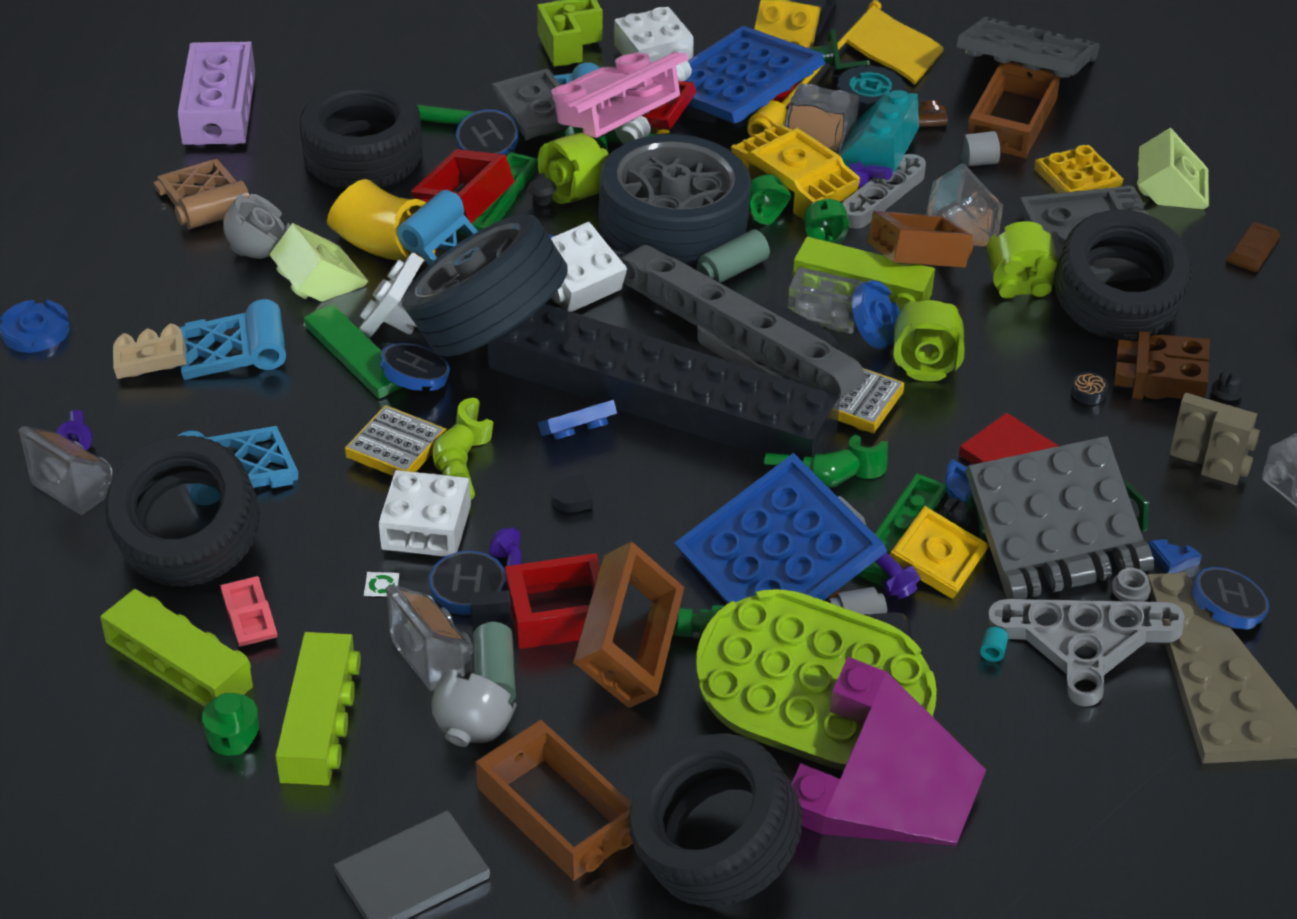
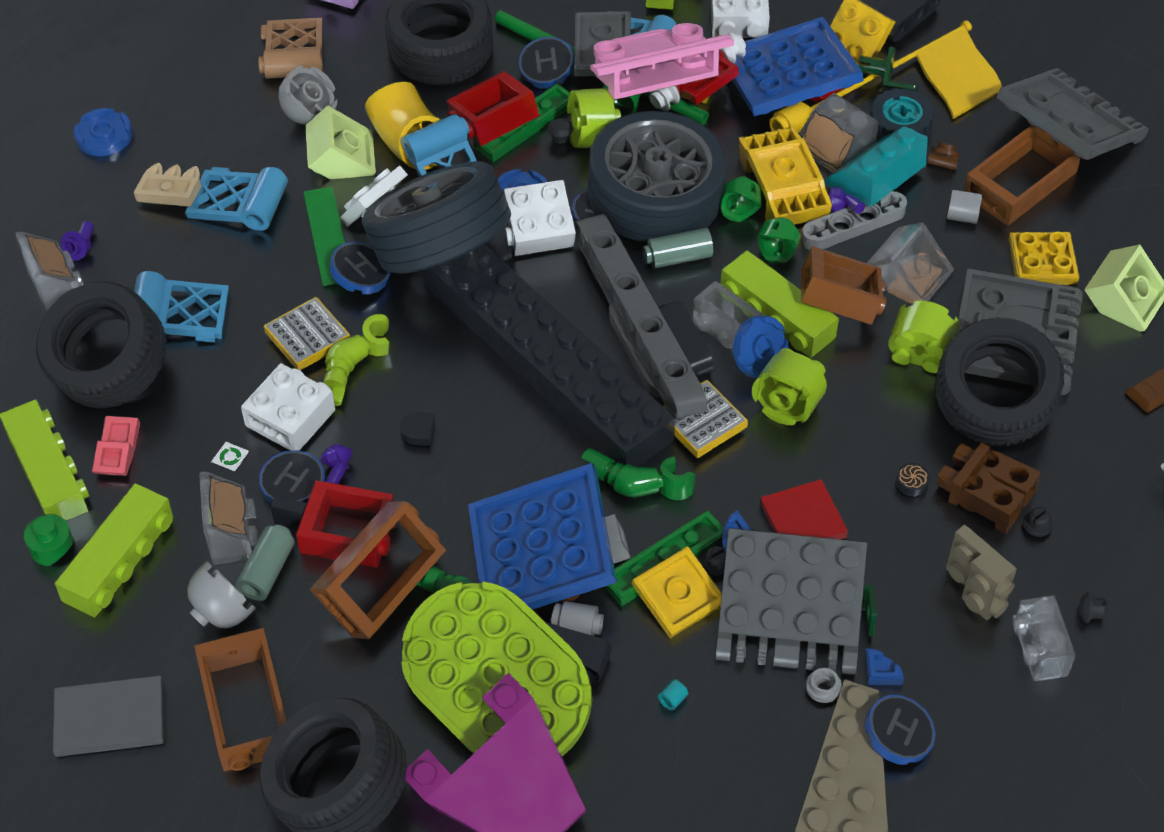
camera: 25 degrees right, 10 degrees up
(564, 425) = (448, 361): plate -> none
(900, 580) = (629, 607): dark purple plate -> none
(1106, 637) = (767, 730): light grey beam -> none

